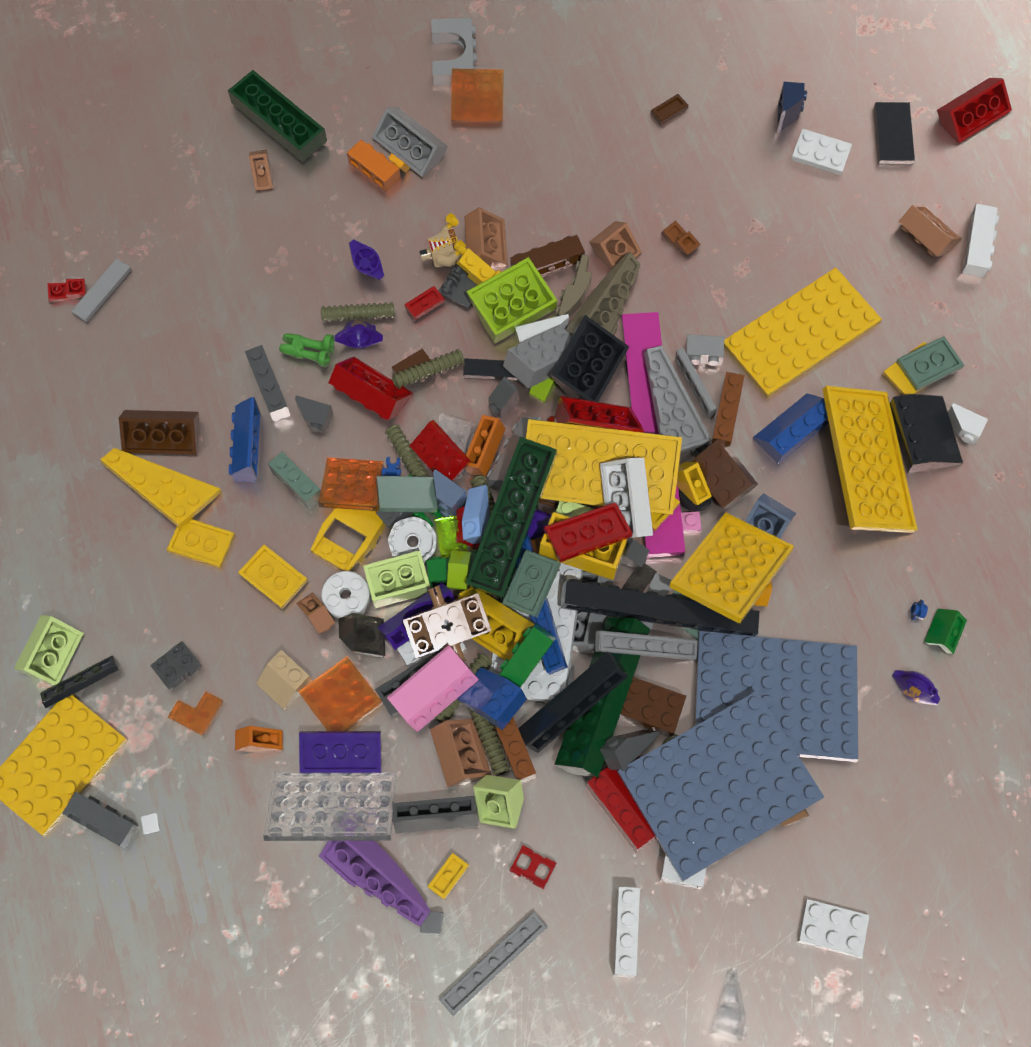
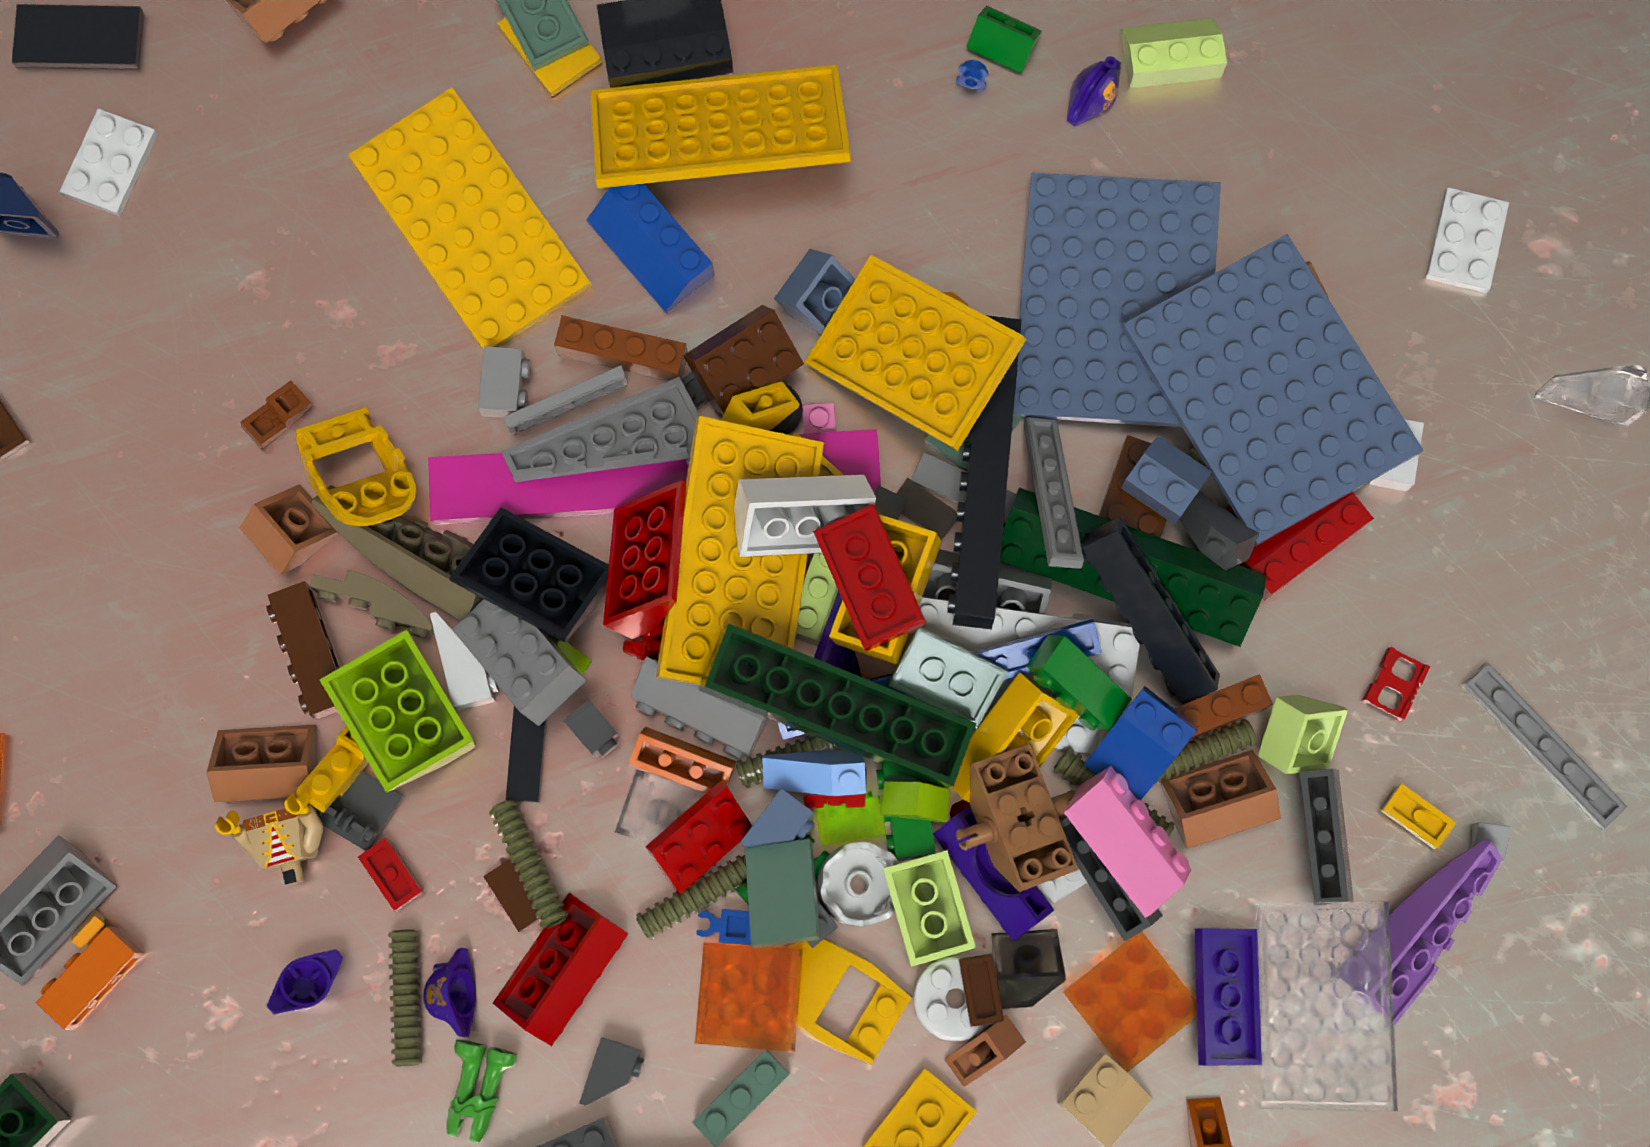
camera: 90 degrees left, 10 degrees up
(347, 604) = (981, 990): none -> reddish brown tile
(626, 932) = (1492, 541): white brick -> none
(631, 278) = (367, 499): none -> yellow slope
(657, 714) = (1166, 479): none -> sand blue slope
(947, 735) = (1173, 52): none -> yellowish green slope

